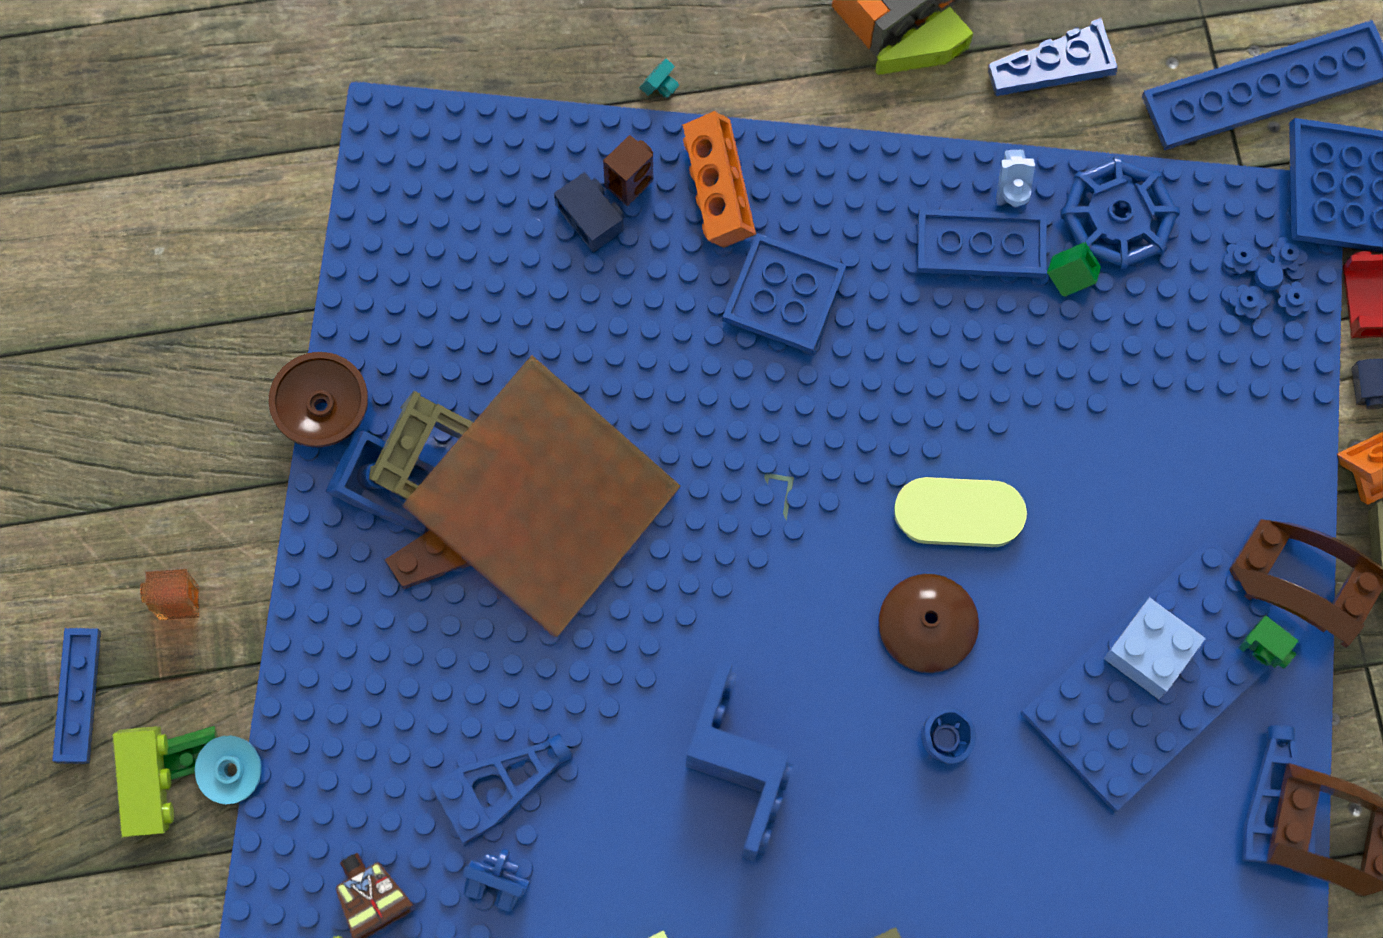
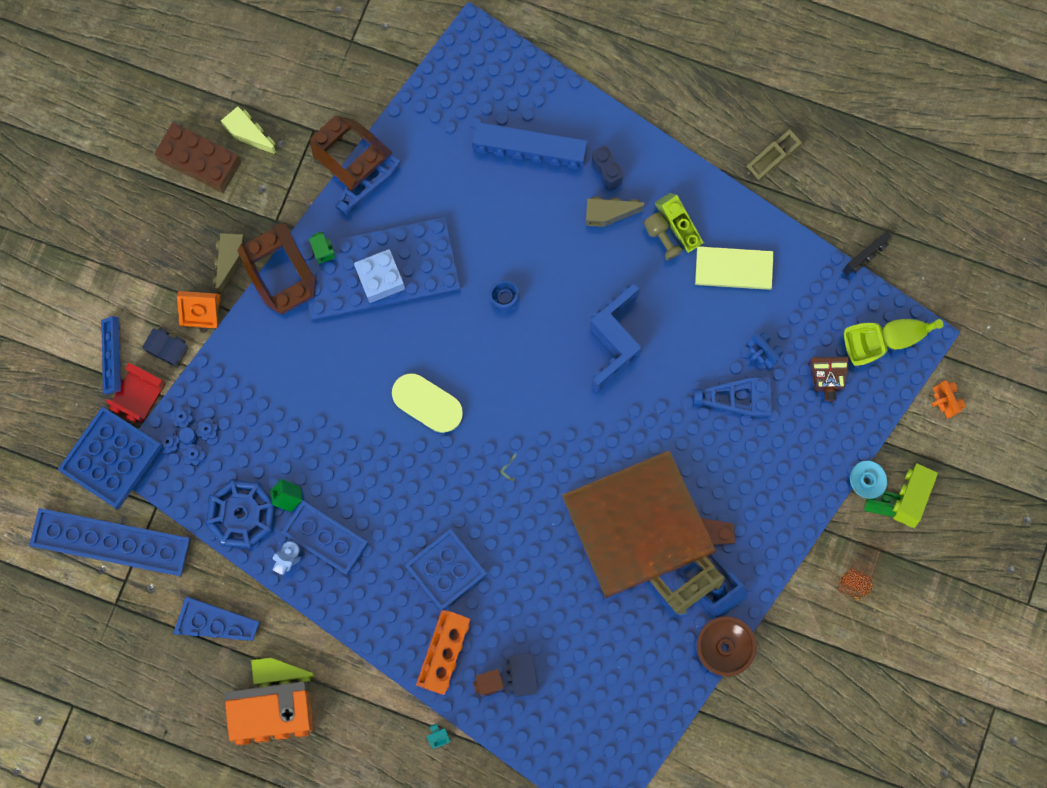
camera: 145 degrees left, 5 degrees up
(76, 696) = (927, 562): blue plate -> none
(926, 645) = (479, 370): reddish brown dish -> none

